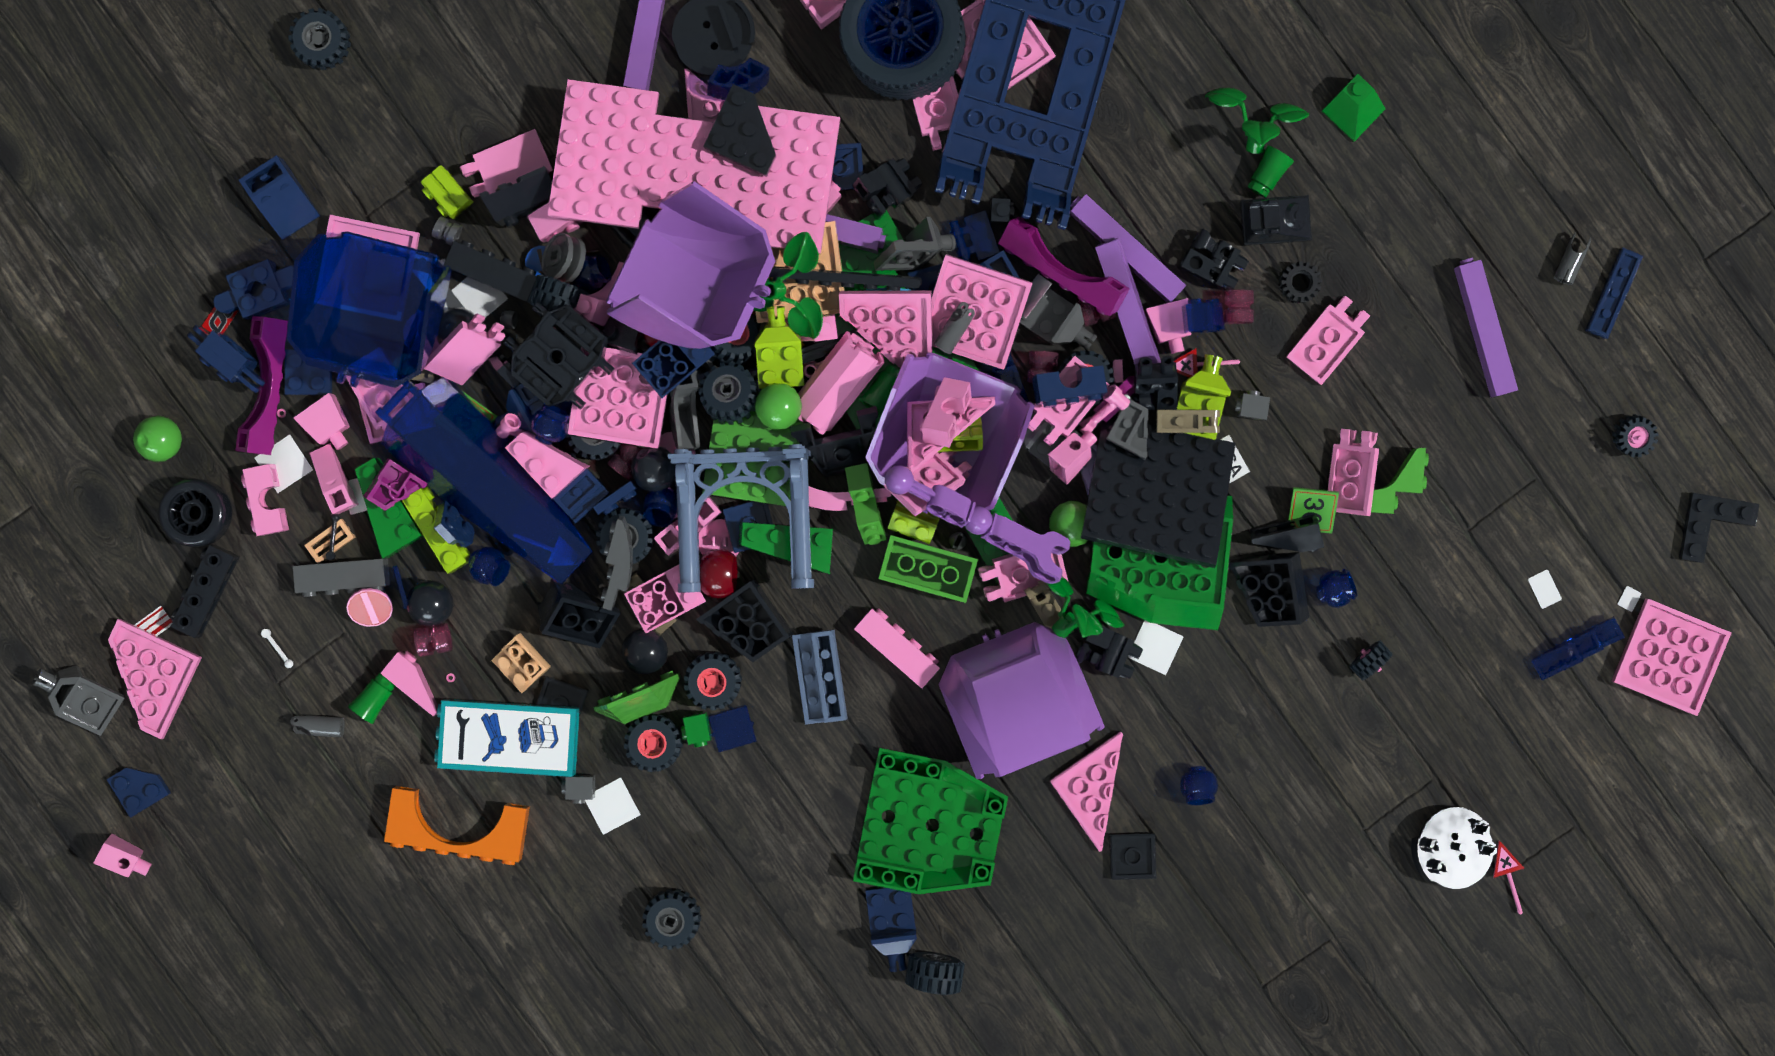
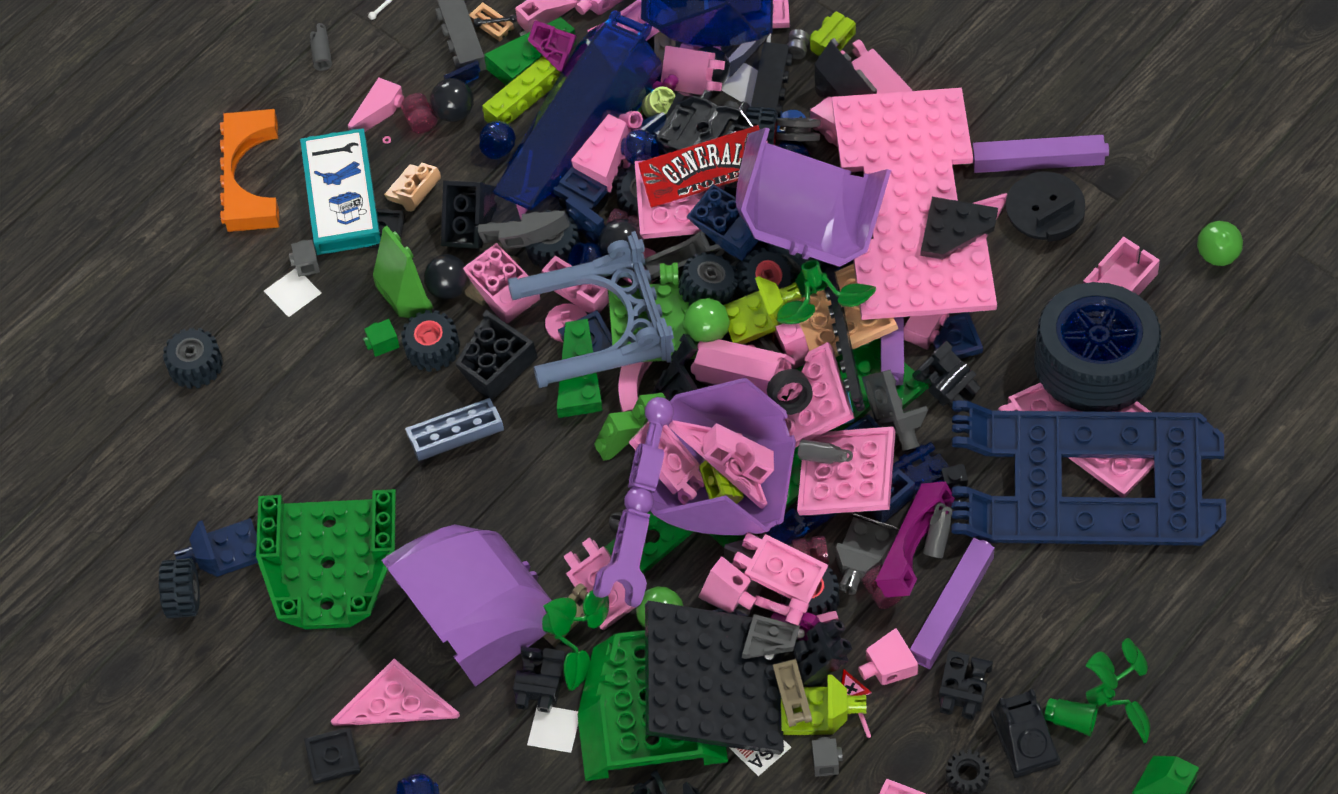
camera: 85 degrees right, 30 degrees down
(369, 607) = (437, 59): piece -> none
(372, 698) = (352, 79): green plant -> none
(453, 526) = (526, 100): dark blue plate -> none
(470, 380) = (669, 82): none -> magenta arm
(489, 391) = (657, 101): none -> yellowish green wheel
(604, 370) = (694, 168): none -> sticker
(653, 743) = (359, 304): black wheel -> none
(705, 429) = (669, 273): none -> bright green wheel
(718, 573) = (535, 318): dark red wheel -> none
(732, 729) = (387, 373): clear blue piece -> none
(749, 76) = (1009, 234): clear blue brick -> none
(888, 345) = (786, 377): none -> black tyre
(897, 647) = (499, 489): bright pink brick -> none
(917, 527) = (620, 472): lime brick -> none
(928, 569) = (582, 497): bright green brick -> none
(1050, 390) = (800, 577): dark blue arch -> none
(1056, 242) = (938, 532): none -> dark grey piece
(1131, 310) = (895, 611): medium lavender brick -> none
(1203, 317) = (903, 683): clear blue brick -> none
(1239, 306) = (924, 718): clear pink wheel -> none

